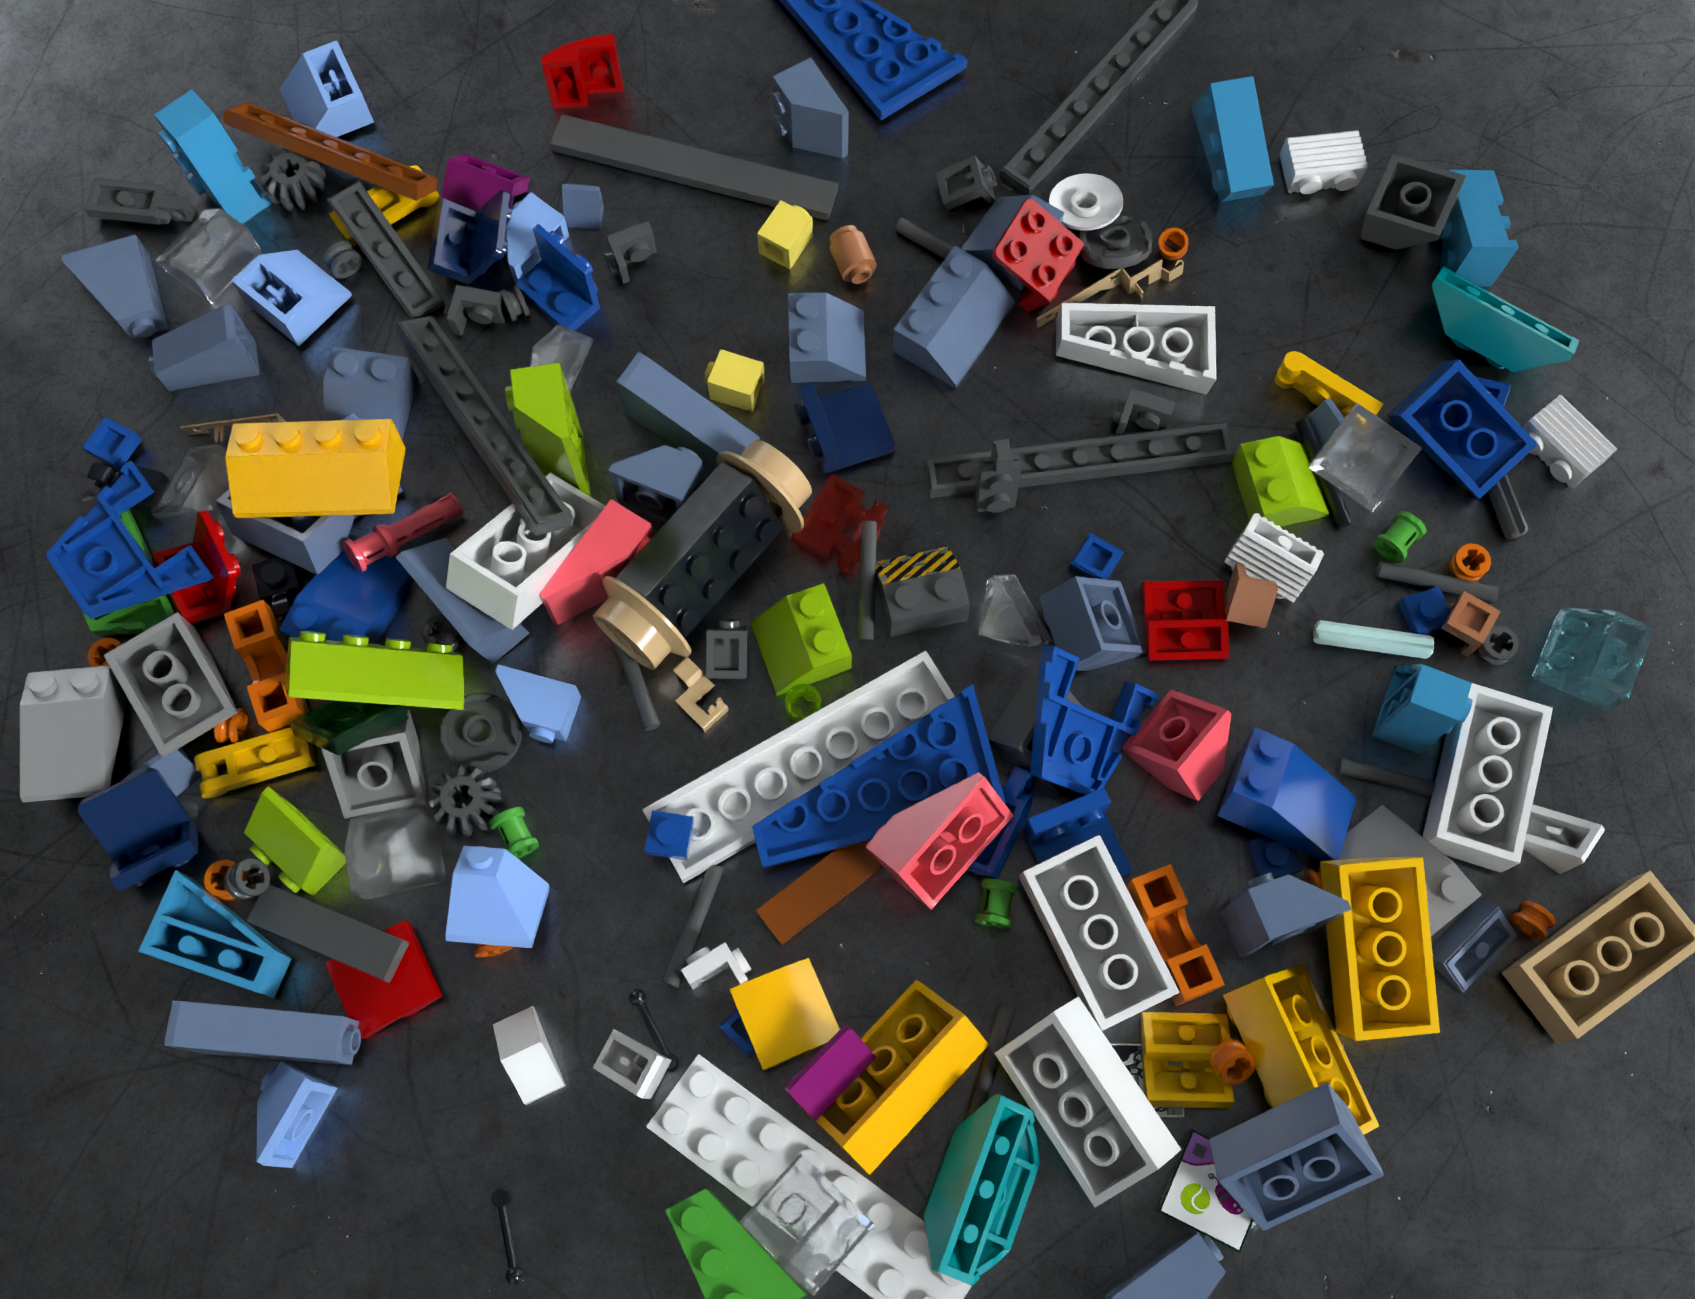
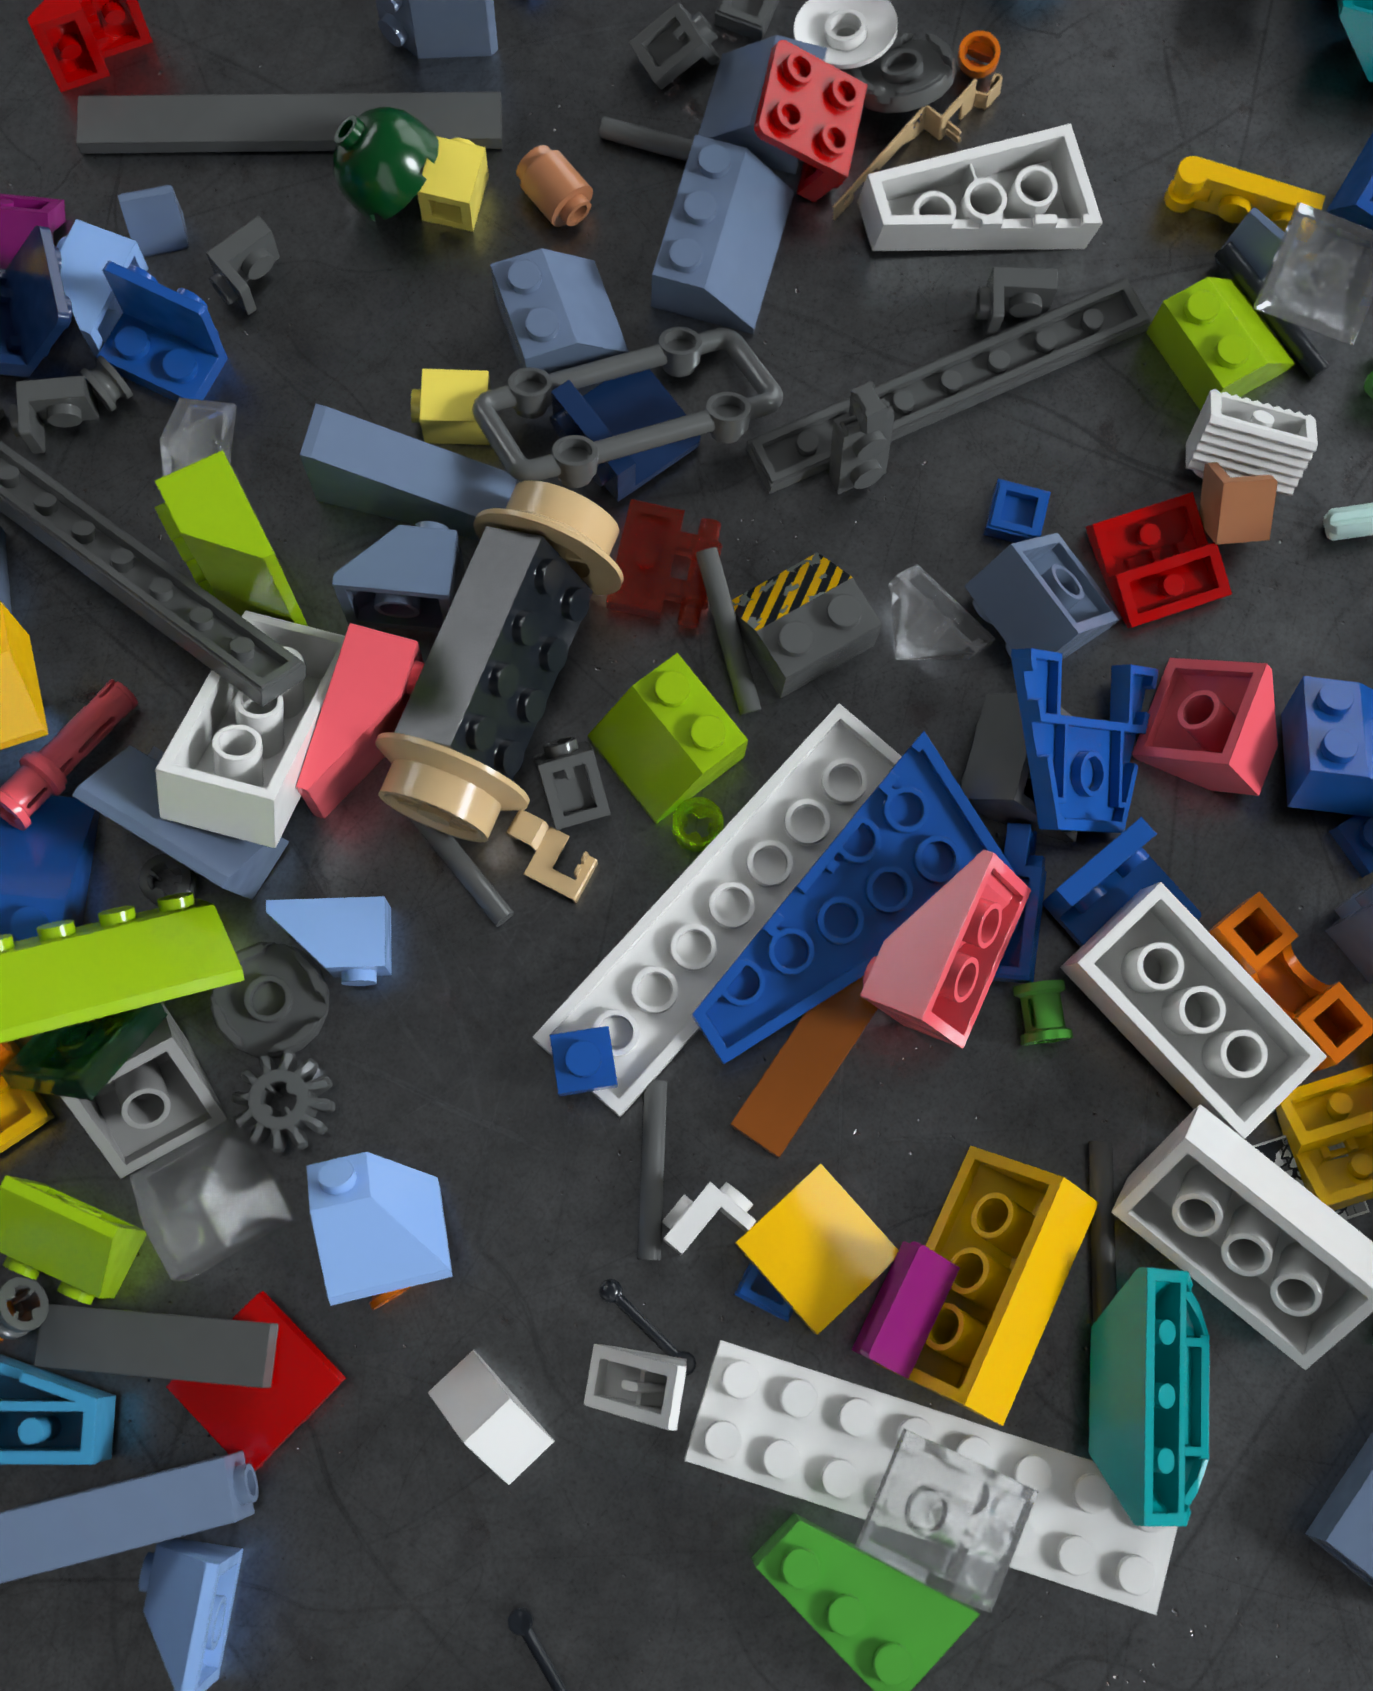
camera: 25 degrees left, 5 degrees up
(514, 832) = (366, 1123): bright green bush -> none
(740, 205) = (381, 159): none -> dark green cylinder
(798, 434) = (577, 457): none -> dark grey bar

